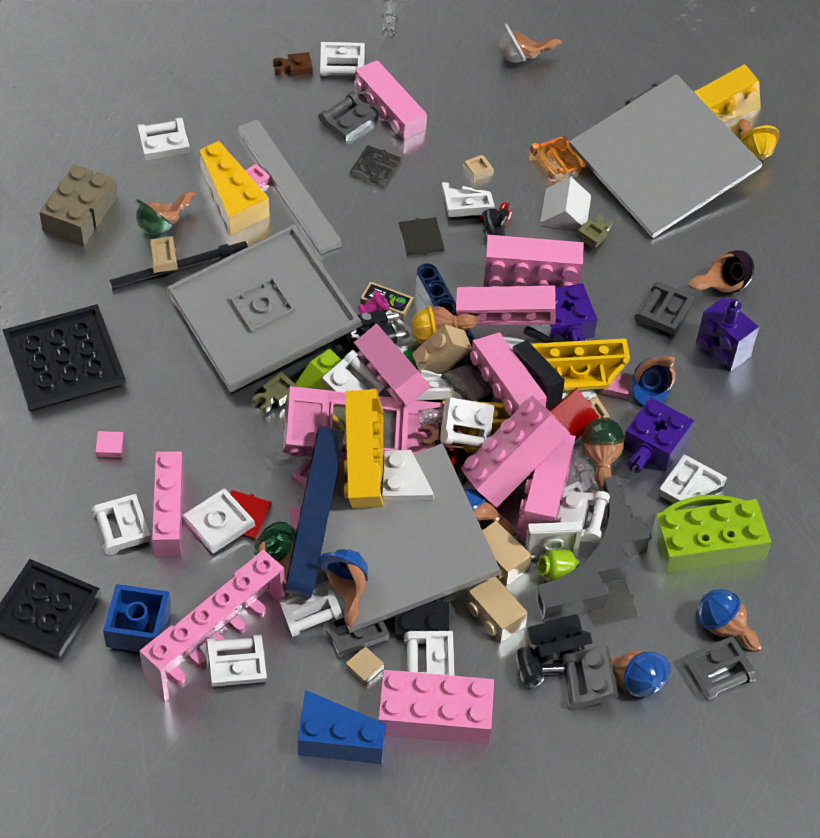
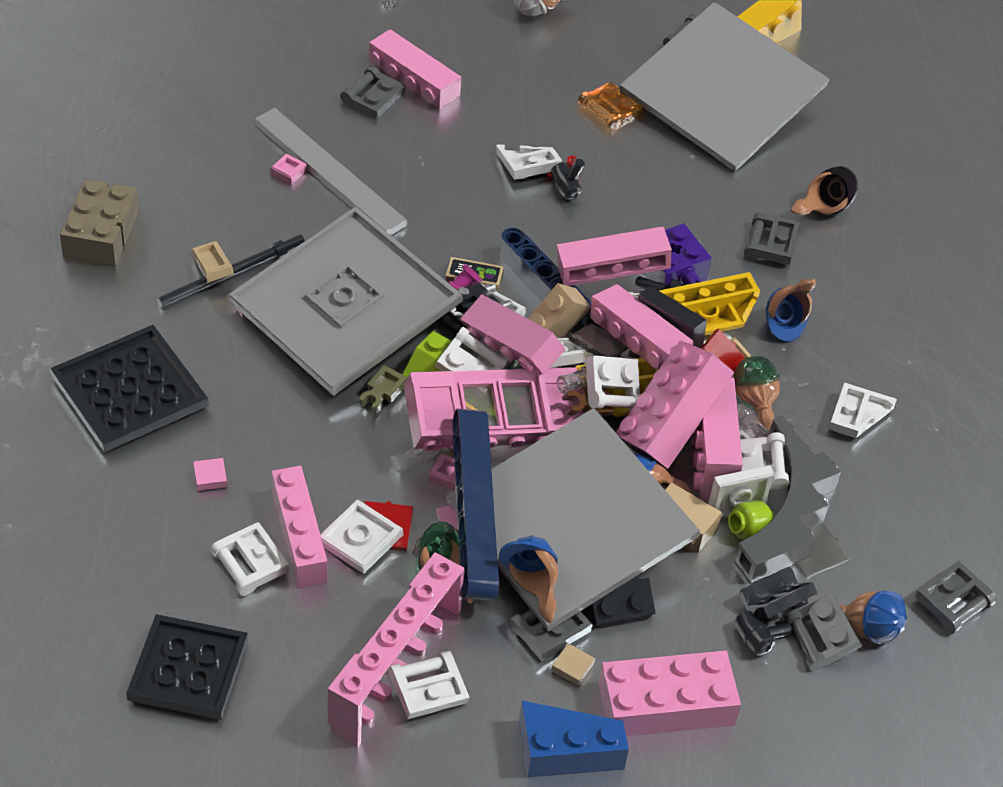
camera: 15 degrees left, 5 degrees down
(136, 617) = (303, 658): blue brick -> none
(159, 217) = (196, 224): piece -> none
(164, 144) = (177, 147): white plate -> none
(233, 189) = (271, 182): yellow wedge -> none
(295, 64) = (299, 46): reddish brown plate -> none
(298, 607) = (481, 613): white plate -> none
(341, 54) = (345, 30): white plate -> none
(364, 449) = (513, 425): yellow wedge -> none
(375, 165) = (417, 138): clear smoke piece -> none
(404, 478) = (564, 451): white wing -> none
(421, 236) = (490, 203): clear smoke piece -> none
(431, 319) = (537, 283): piece -> none
(438, 651) = (649, 632): white plate -> none
(478, 168) = (529, 126): tan tile -> none
(496, 609) = (700, 577): tan brick -> none
(532, 262) = (622, 208): bright pink brick -> none
(565, 206) = (634, 151): white slope -> none
(593, 232) = (674, 172): olive plate -> none
(619, 386) = (753, 327): bright pink tile -> none
(656, 436) = (810, 368): dark purple brick -> none
(710, 533) = (899, 459): lime piece -> none
(726, 617) = (945, 542): piece -> none
(727, 333) = (850, 251): dark purple brick -> none
(758, 140) = (817, 55): yellow piece -> none

